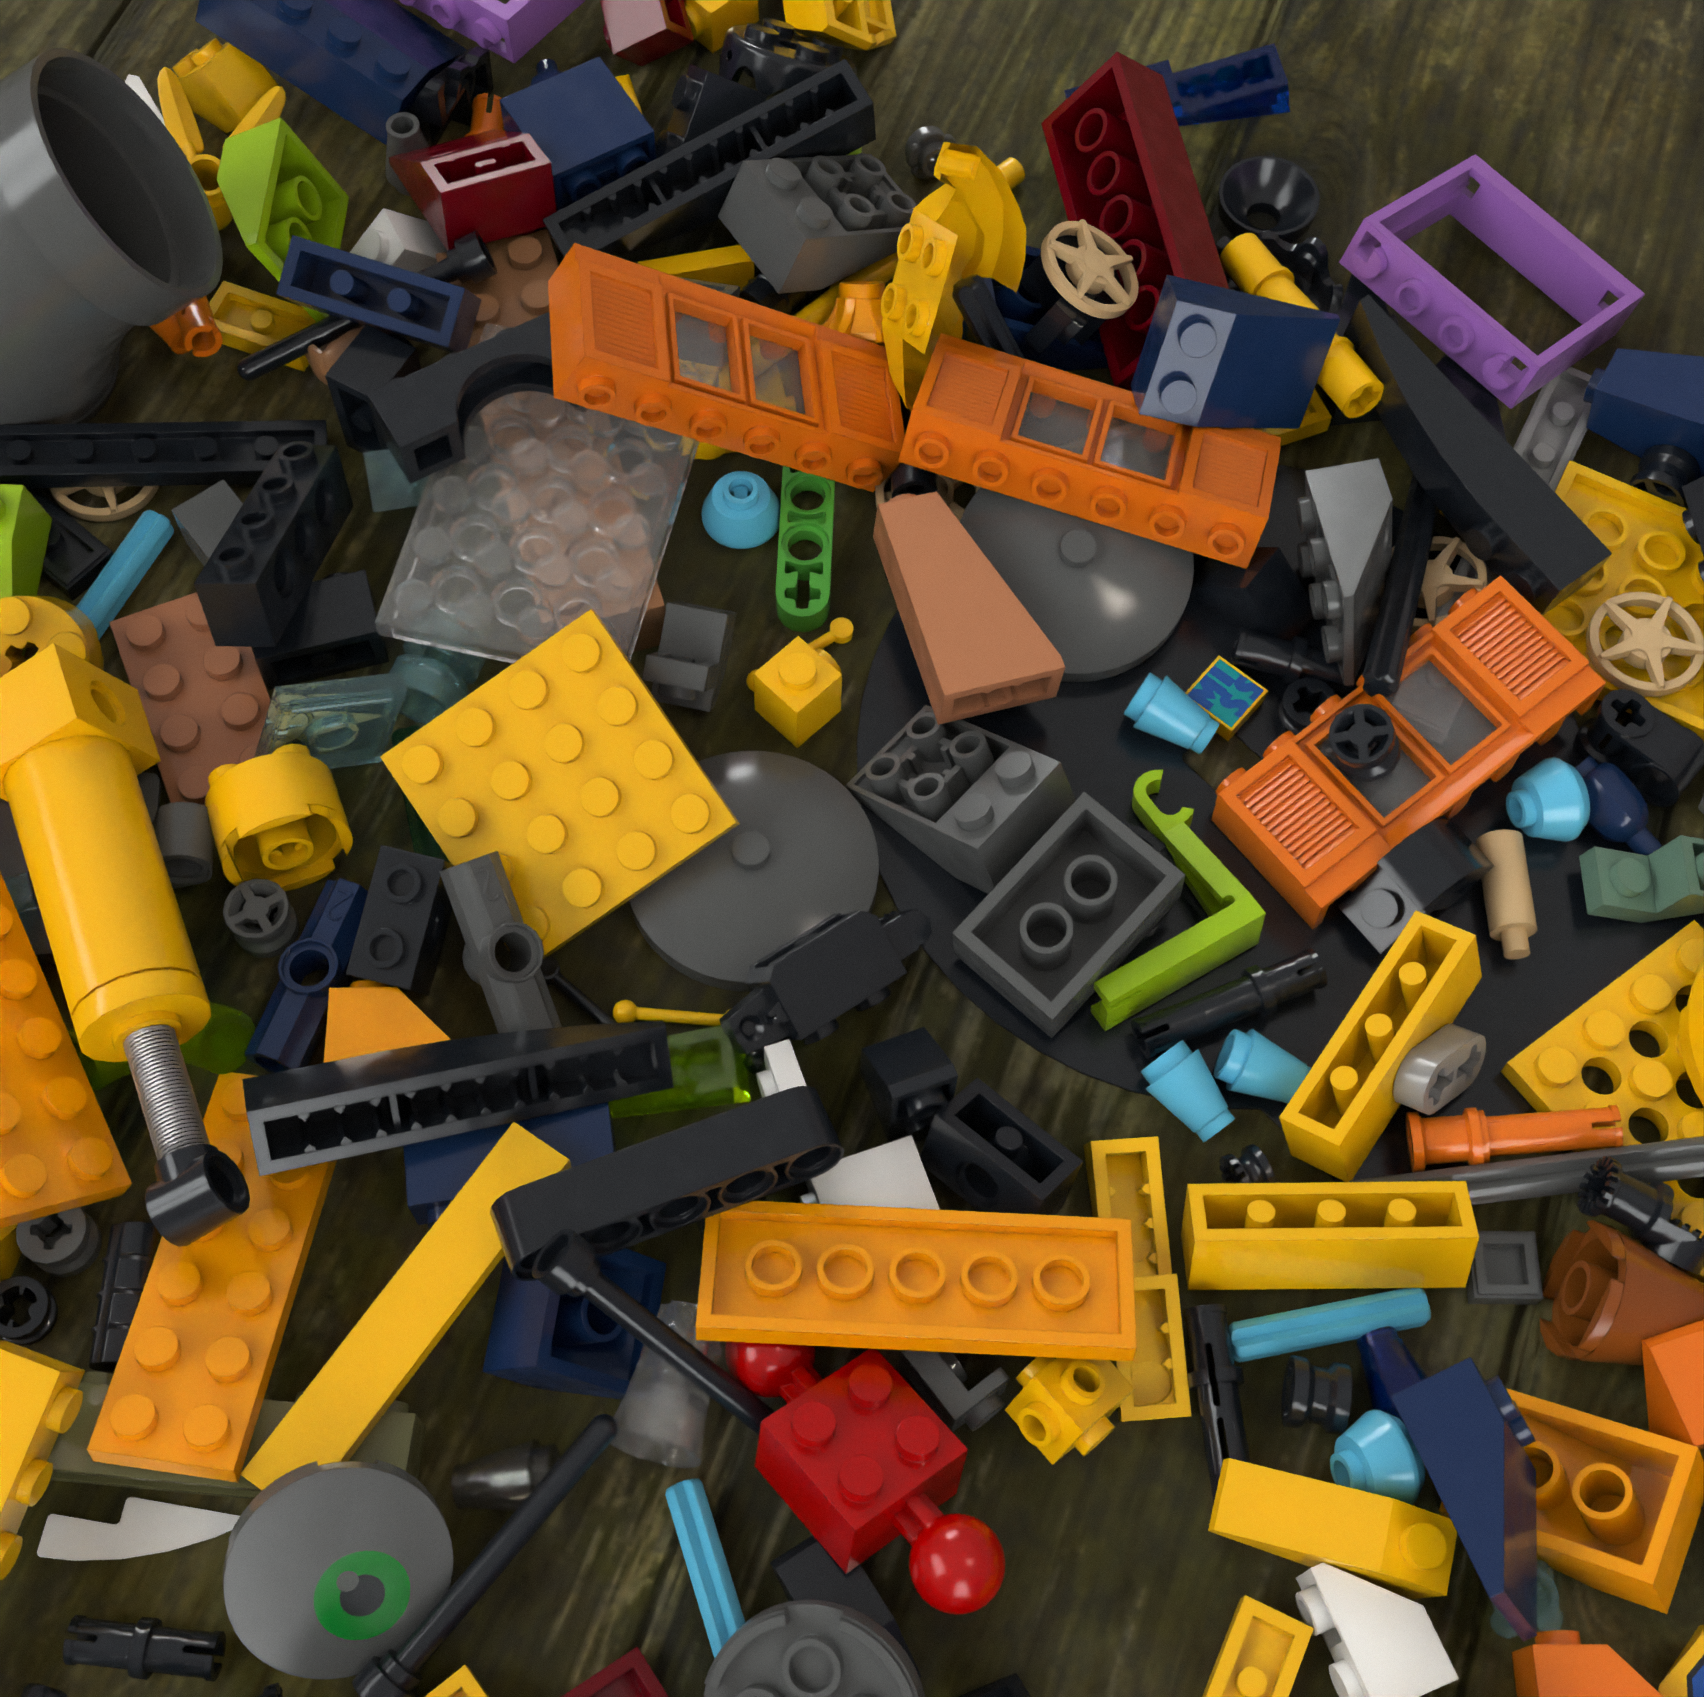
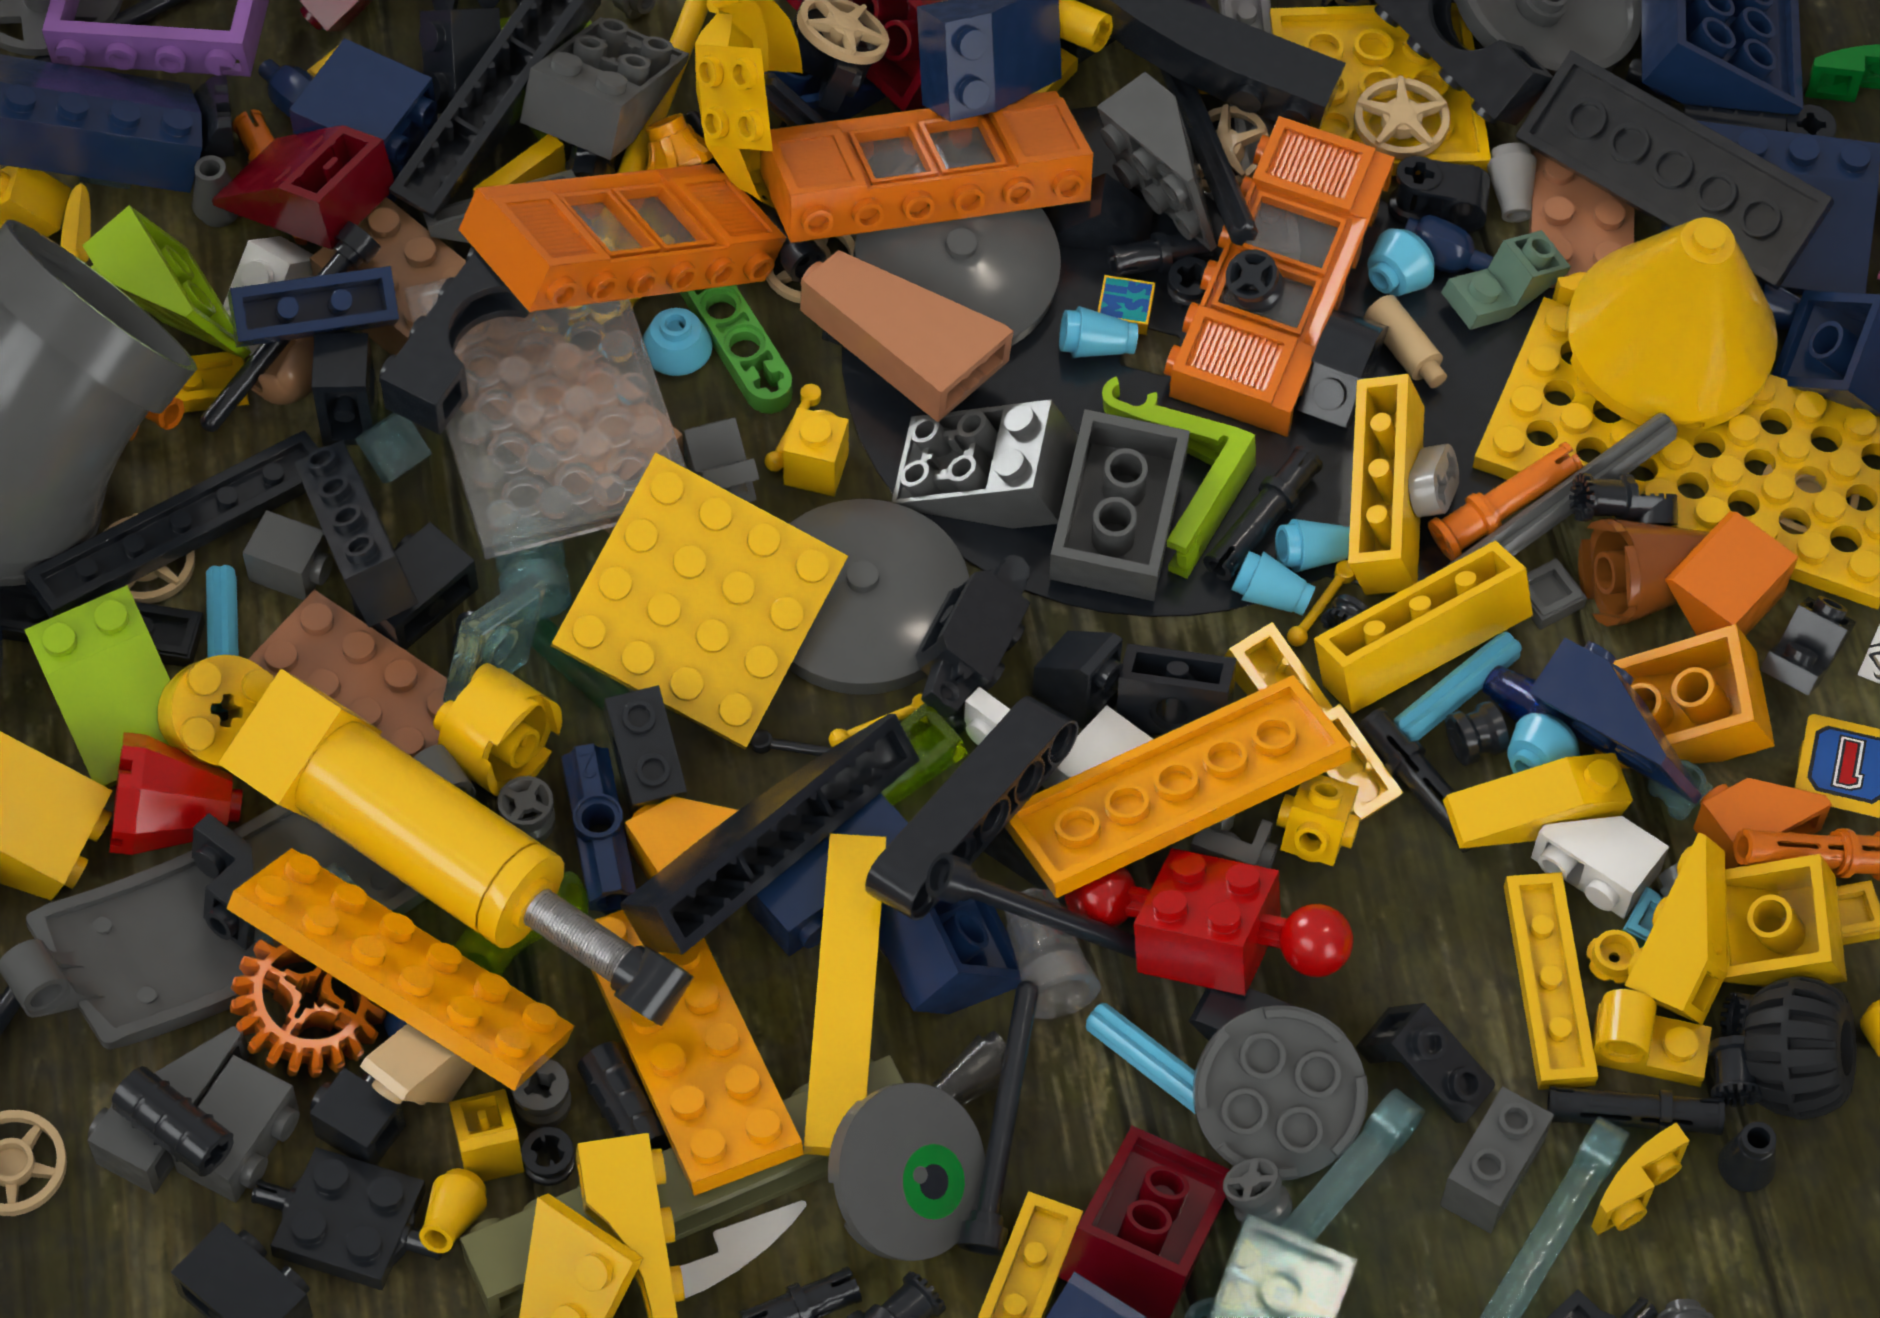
camera: 30 degrees left, 5 degrees down
(490, 913) = (730, 730): dark grey piece -> none
(1186, 1162) = (1343, 574): none -> yellow hinge

